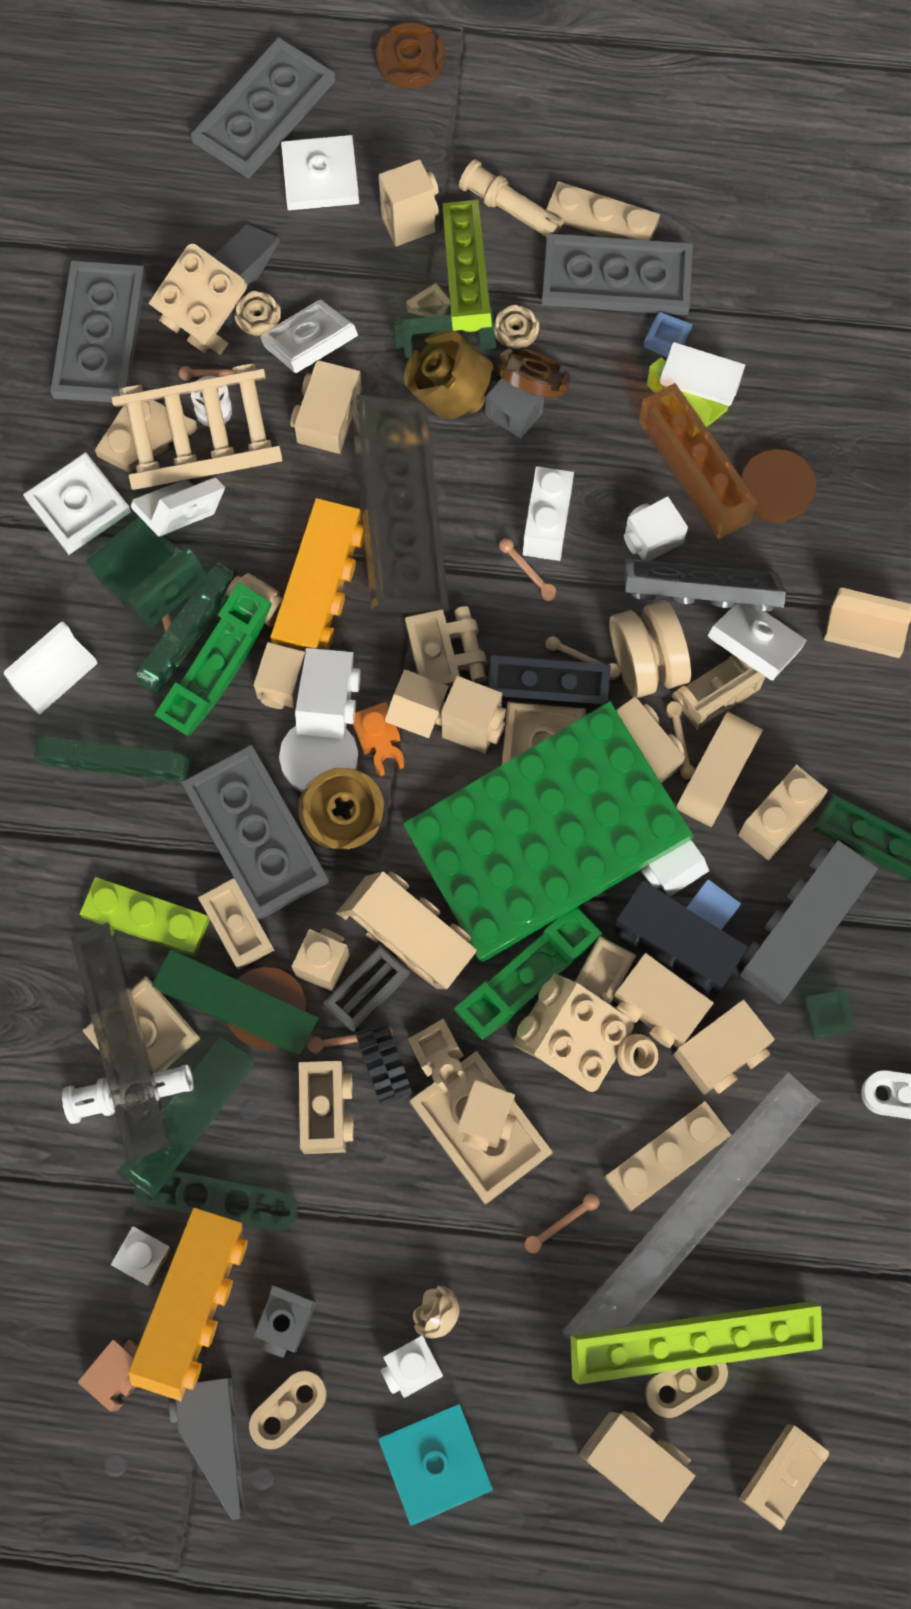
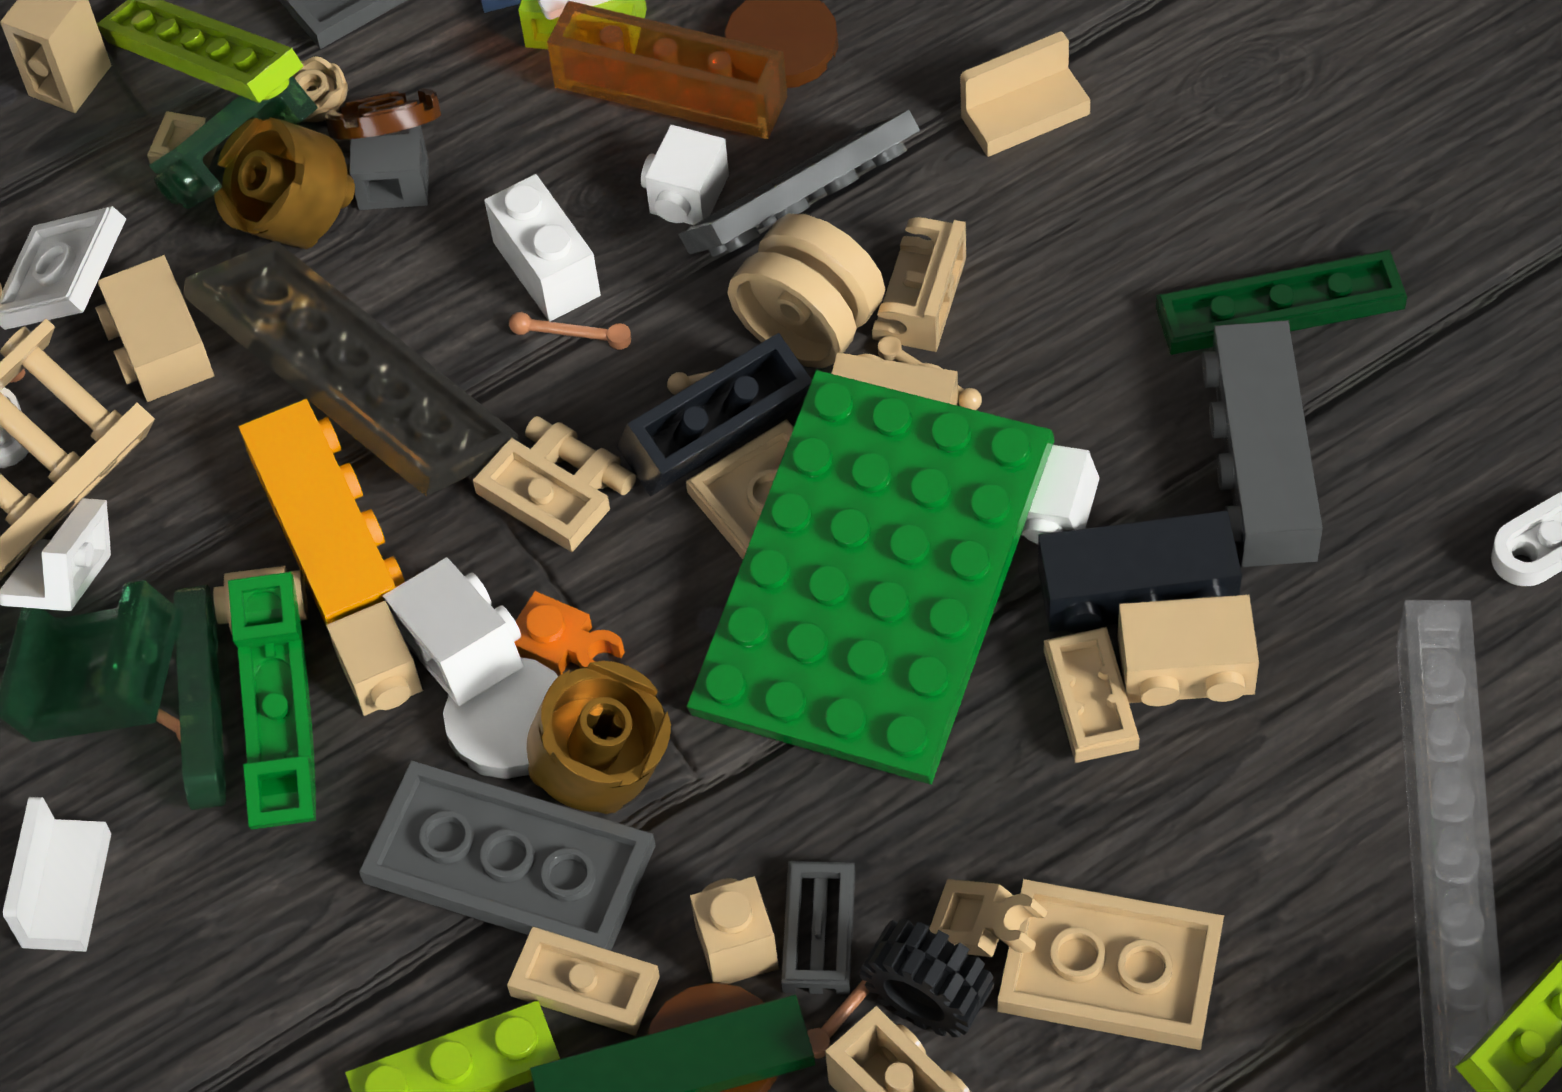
camera: 35 degrees left, 15 degrees down
(111, 759) = (238, 919): clear green beam -> none
(409, 928) = (806, 805): tan wedge -> none
(417, 704) = (581, 557): tan brick -> none
(473, 715) = (664, 513): tan brick -> none
(486, 1117) = (1110, 929): tan brick -> none
(524, 977) = (1000, 744): green slope -> none
(533, 1243) = (1300, 1045): nougat hinge -> none
(573, 1032) = (1112, 764): tan bracket -> none
(646, 1058) = (1215, 733): tan plate -> none
(667, 1156) = (1356, 820): tan plate -> none
(714, 905) = (1139, 503): medium blue tile -> none
(719, 769) = (1005, 356): tan beam -> none
(724, 1048) = (1305, 645): tan brick -> none
(757, 639) = (917, 197): white plate -> none
(782, 812) = (1123, 352): tan brick -> none
(829, 1014) = (1383, 520): clear green plate -> none

